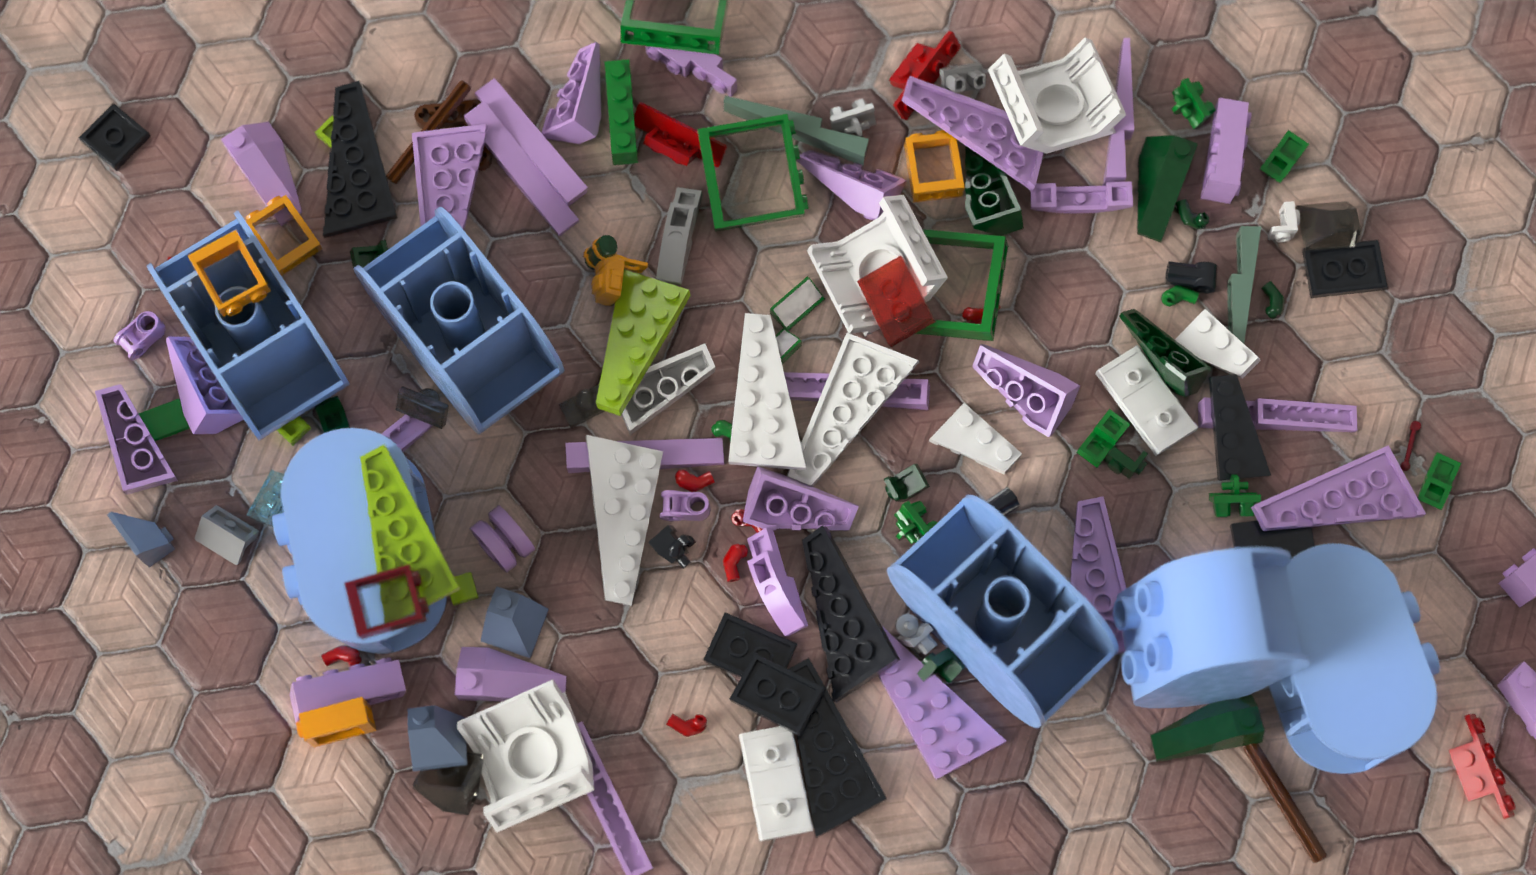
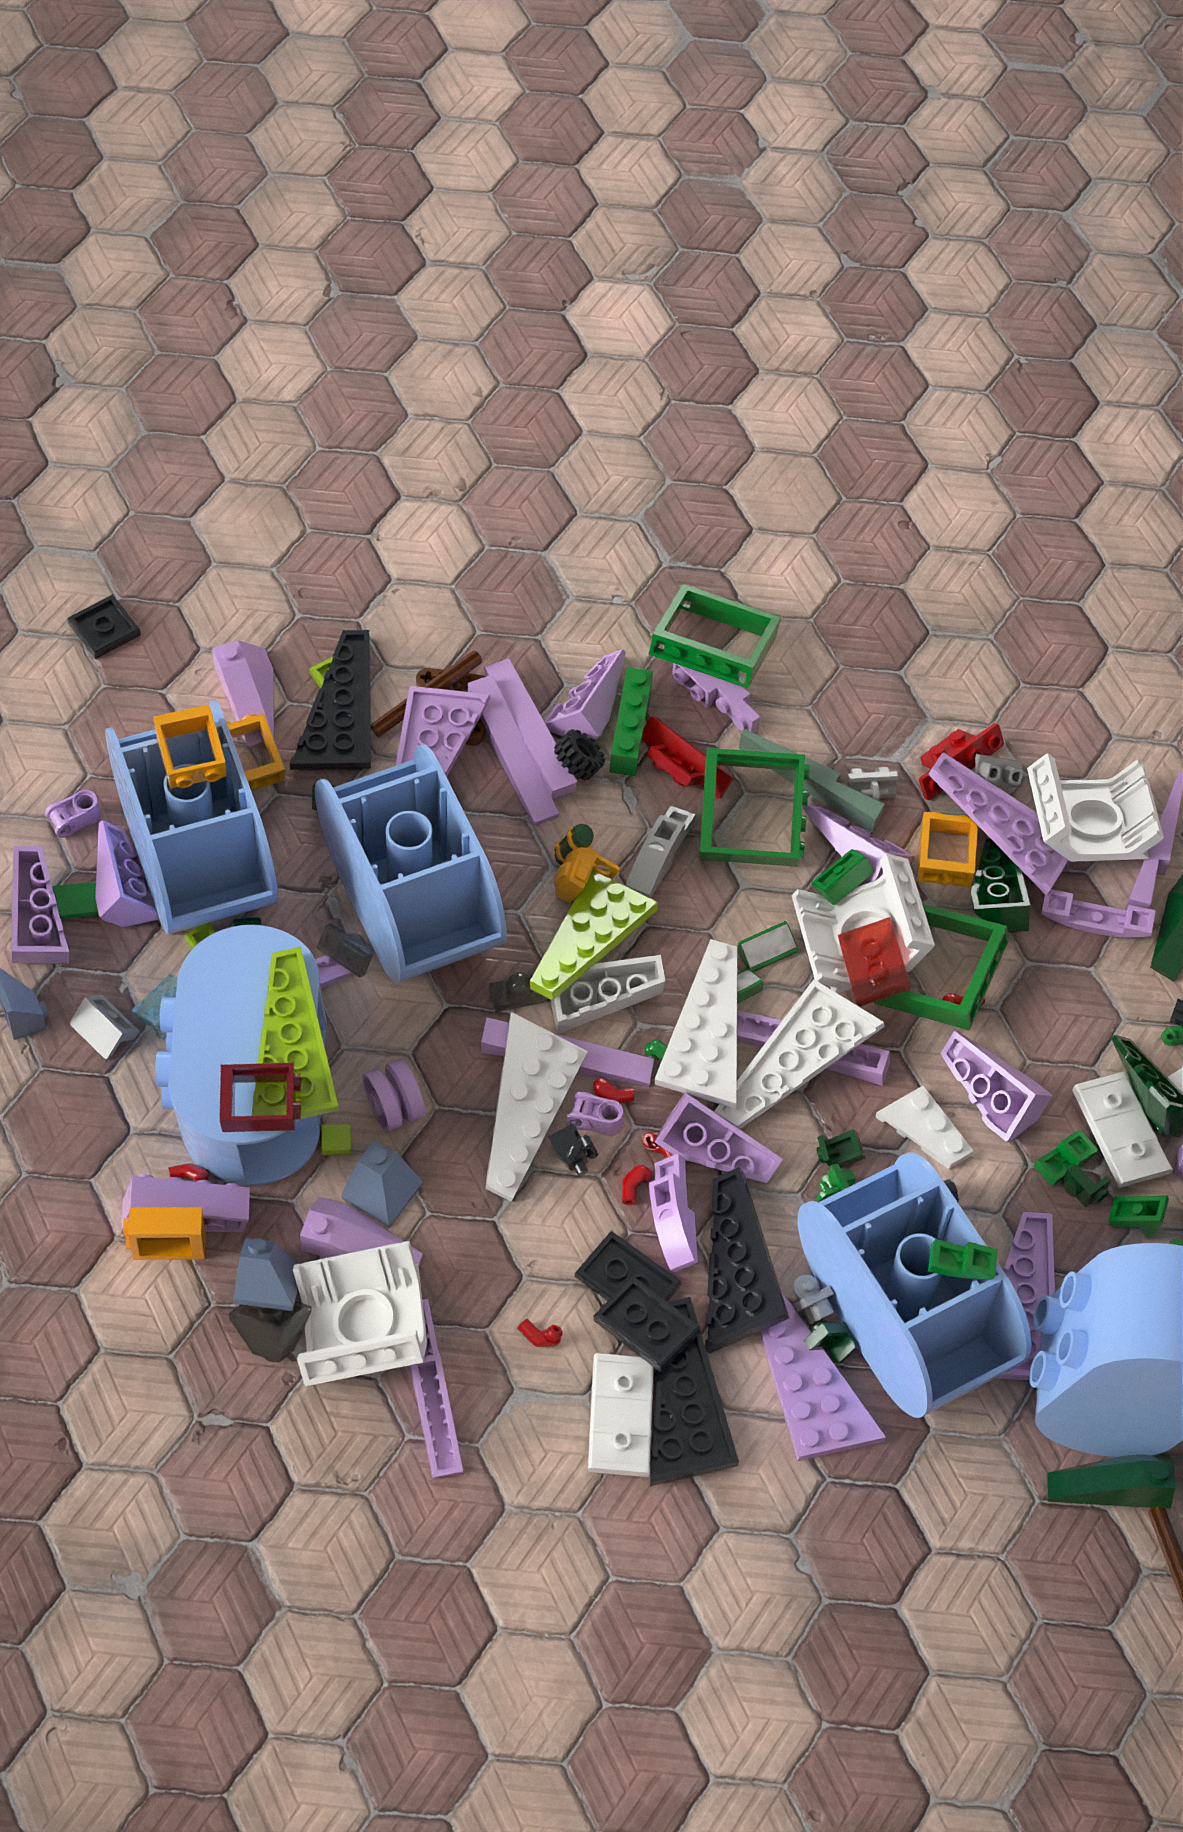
camera: 10 degrees right, 15 degrees down
(583, 159) = (579, 754): none -> black tyre
(848, 221) = (843, 876): none -> green slope
(1045, 596) = (968, 1262): none -> green slope
(1178, 476) = (1140, 1212): none -> green slope

